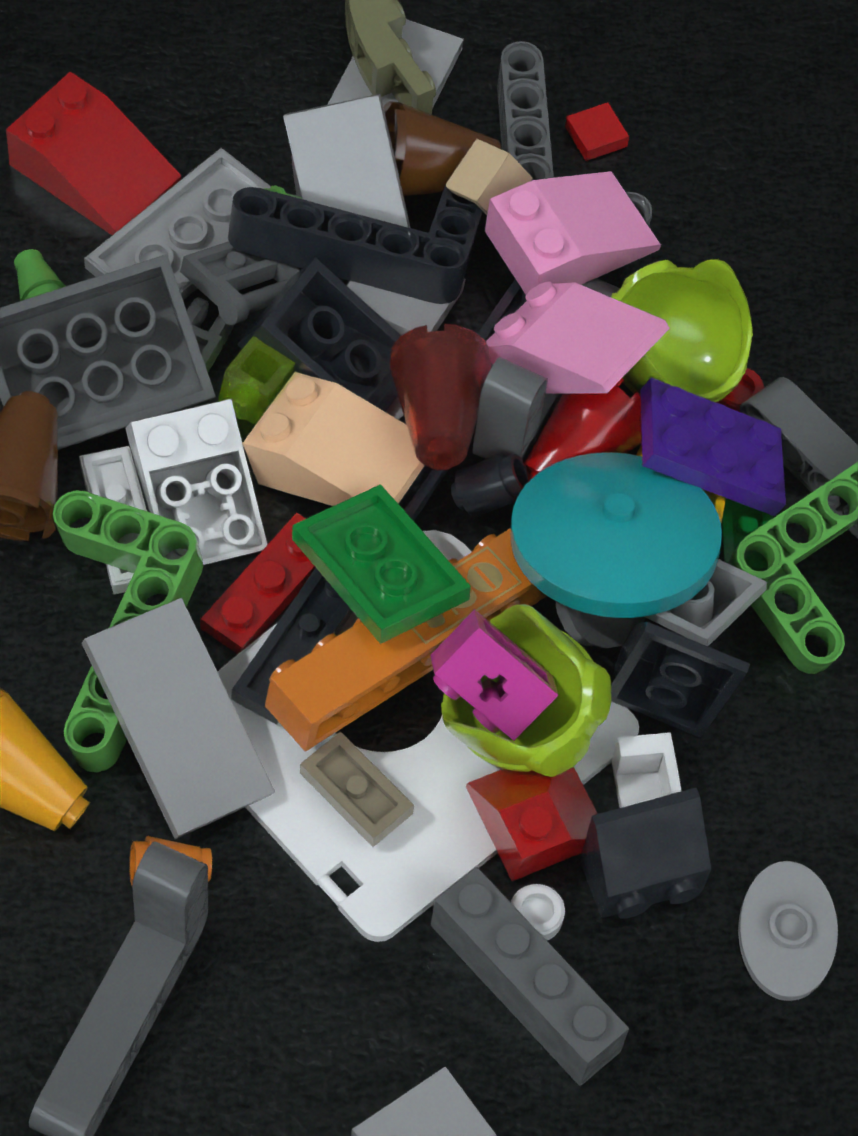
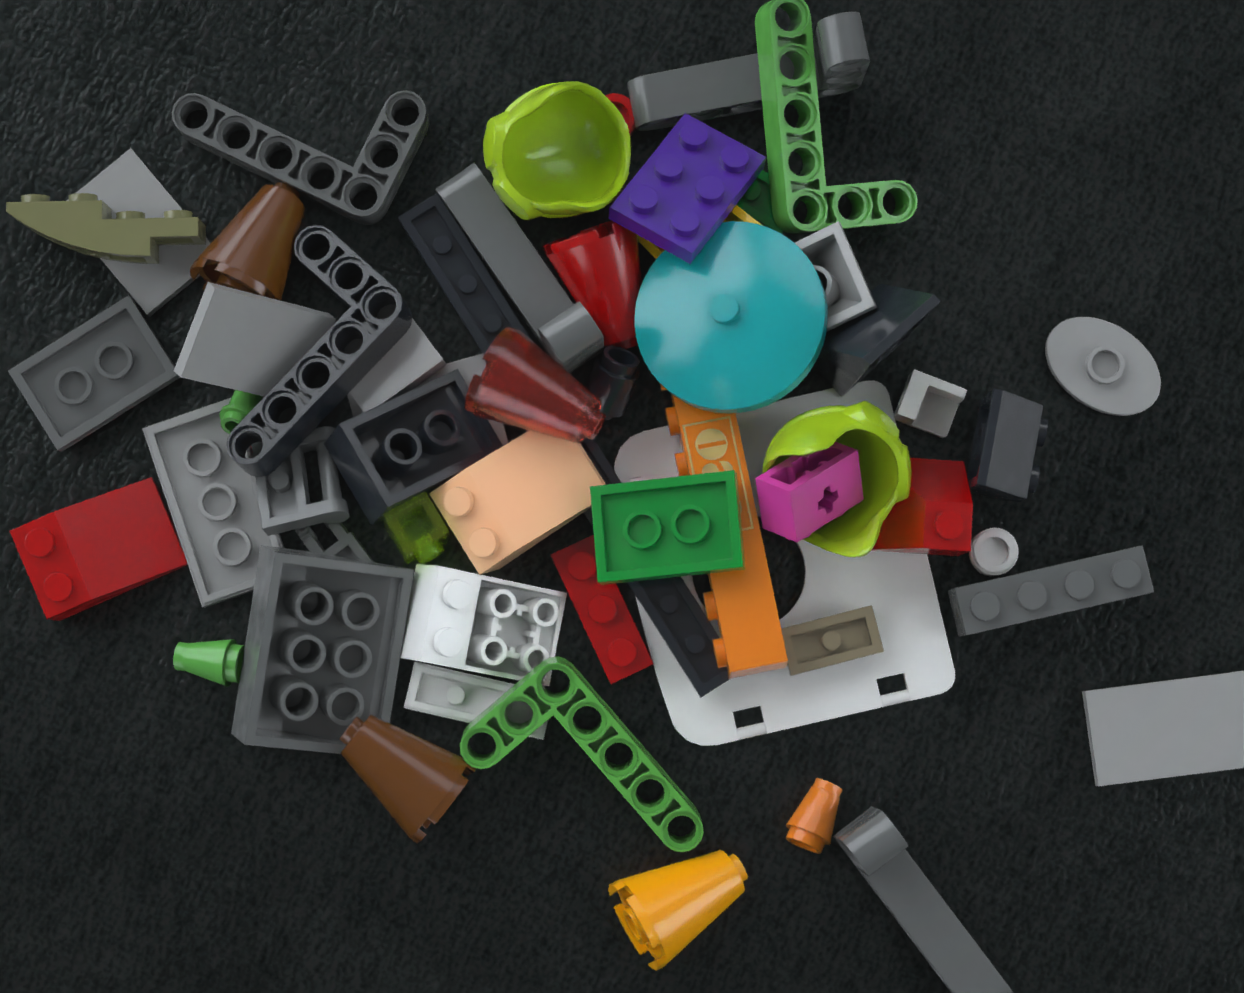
camera: 55 degrees left, 25 degrees up
(178, 717) = (707, 754): light grey tile -> none
(244, 91) = (94, 373): none -> dark grey plate
(485, 174) = (319, 222): tan panel -> none
(567, 229) = (410, 180): bright pink slope -> none
(575, 337) = (545, 253): bright pink slope -> none
(596, 131) = (289, 83): red tile -> none

